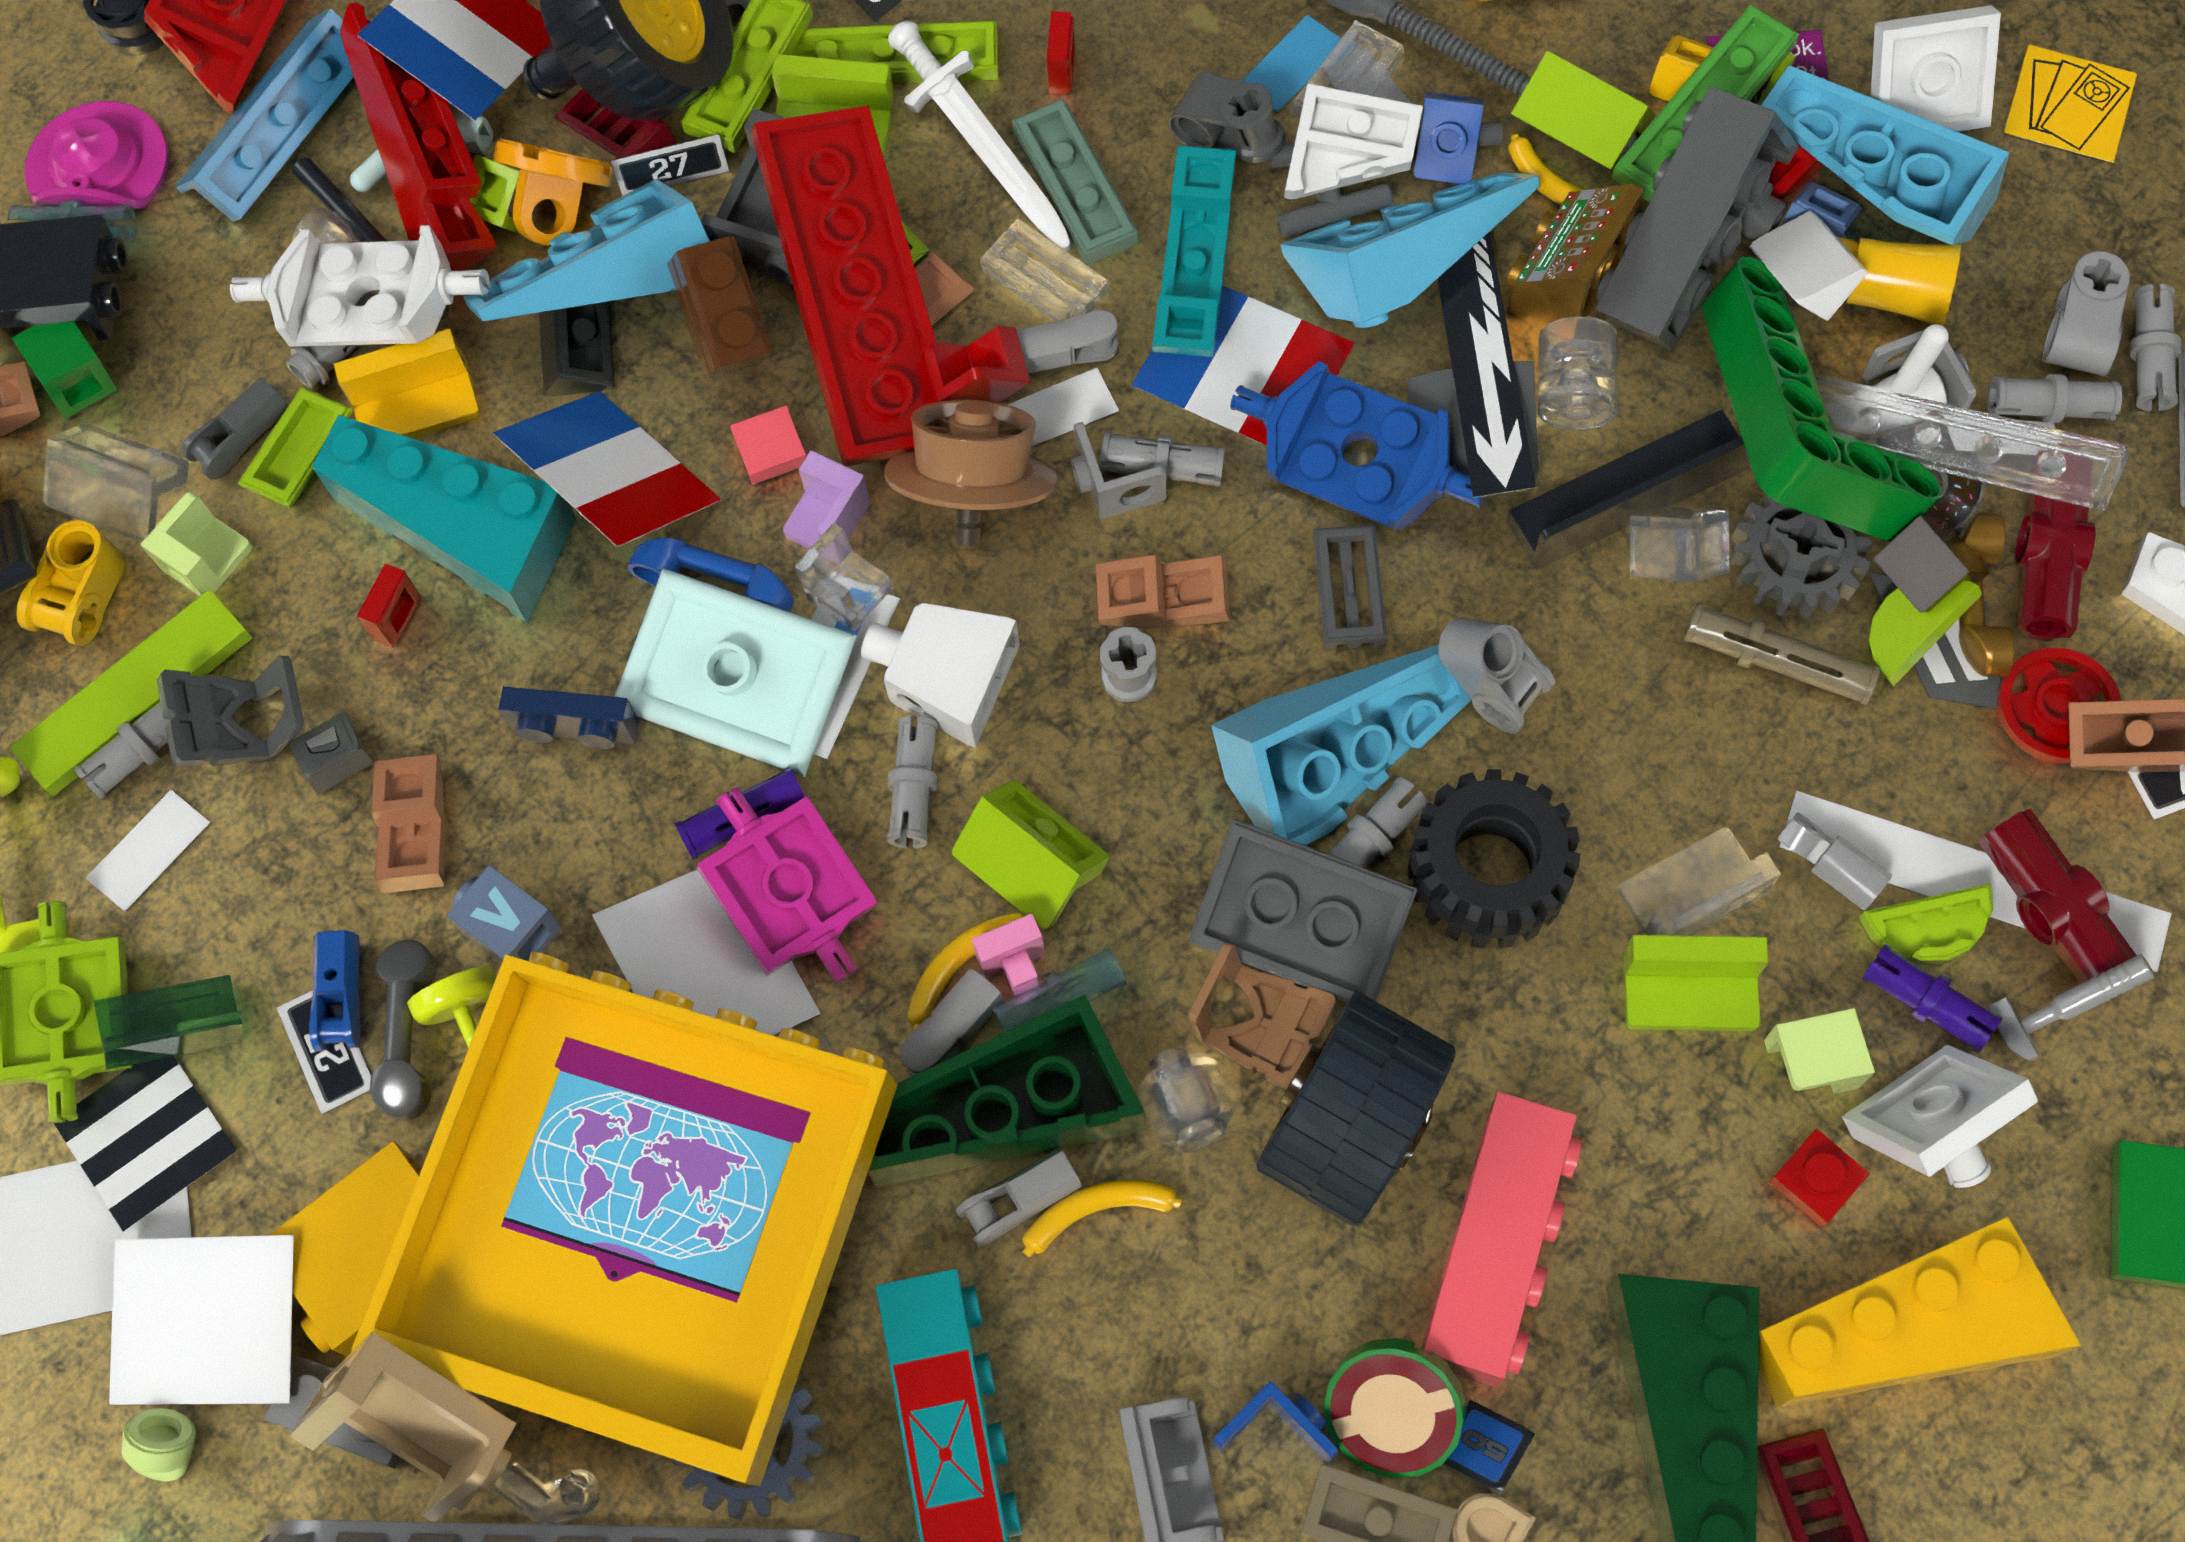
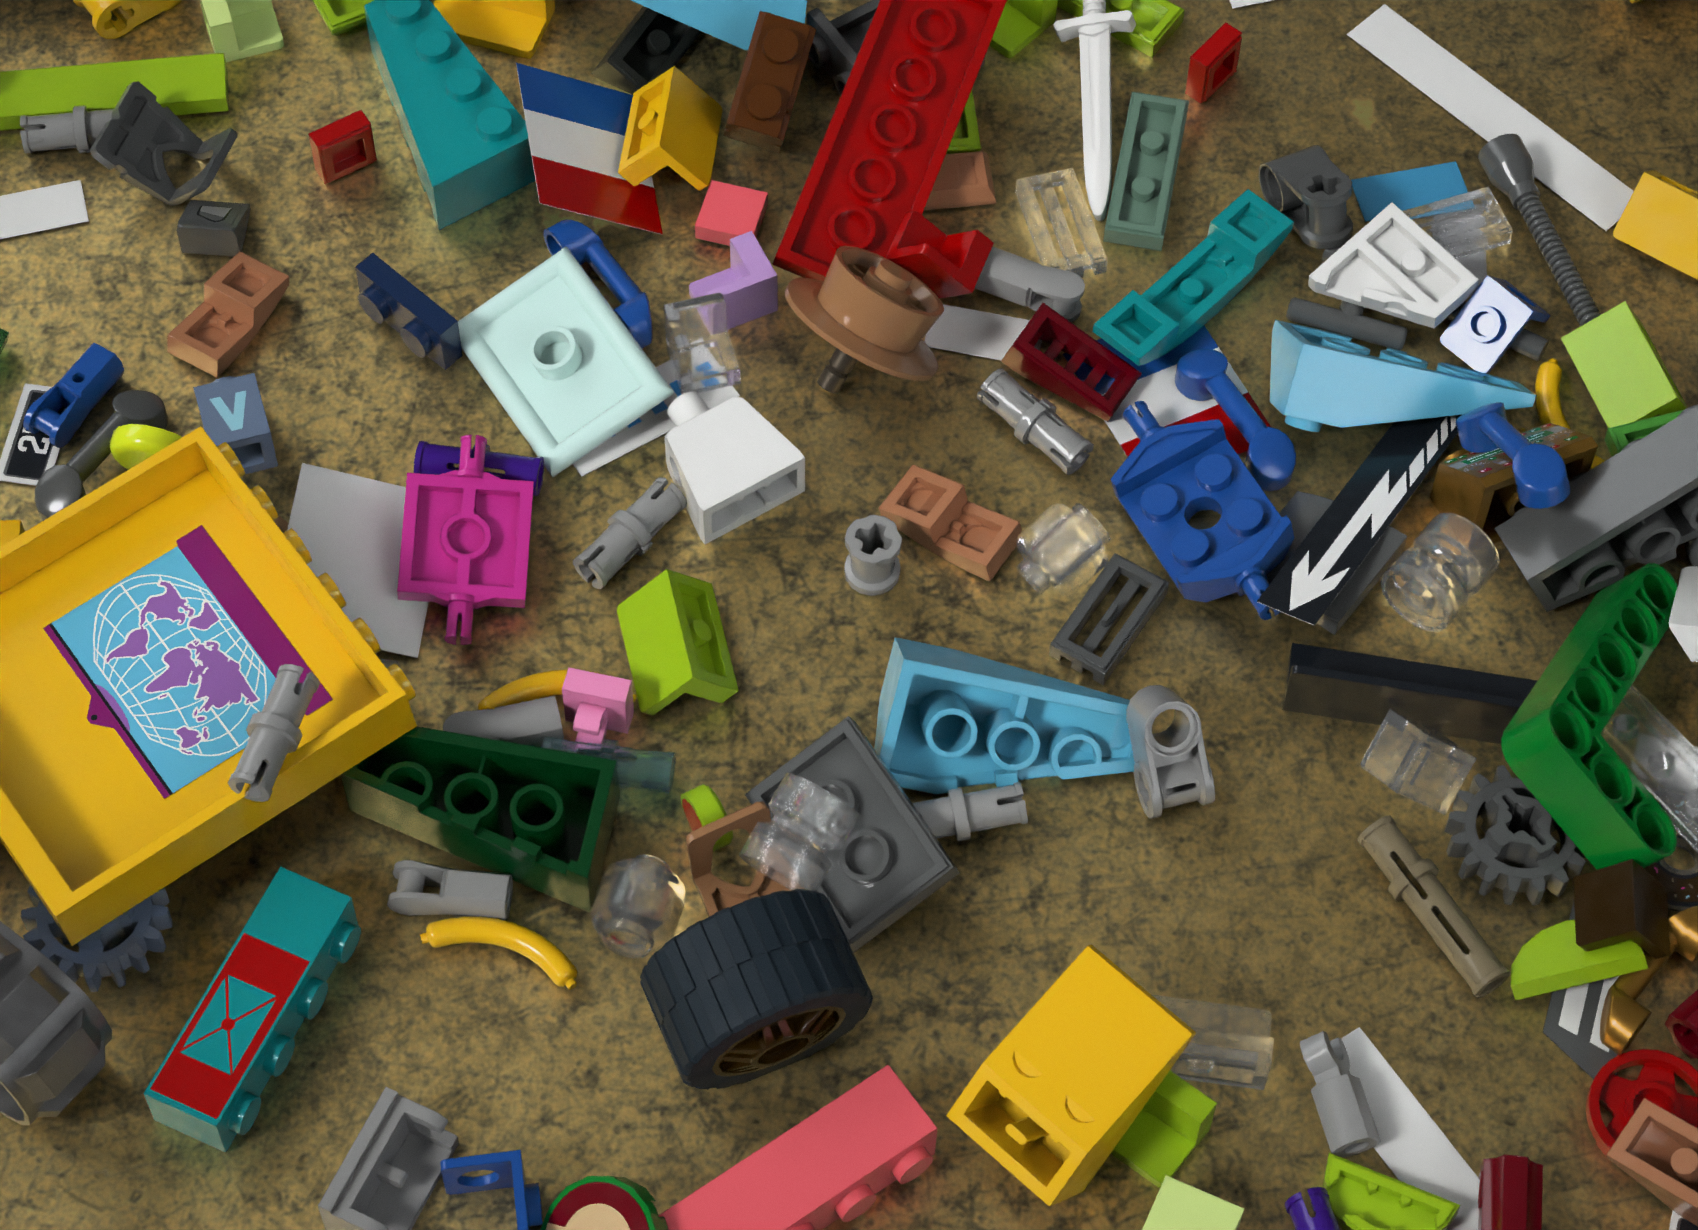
camera: 30 degrees right, 10 degrees down
(661, 405) = (672, 127): none -> yellow panel
(807, 1187) = (274, 733): none -> light grey pin
(1108, 494) = (965, 413): light grey bracket -> none
(1127, 410) = (1067, 337): none -> dark red slope
(1174, 982) = (703, 807): none -> lime tile
(1262, 327) = (1270, 452): none -> blue bar
(1274, 555) = (1062, 549): none -> clear head
(1278, 950) = (801, 832): none -> clear wheel
(1501, 810) = (1048, 846): black tyre -> none
(1622, 239) = (1537, 468): none -> blue bar
(1652, 999) = (1071, 1077): none -> yellow slope

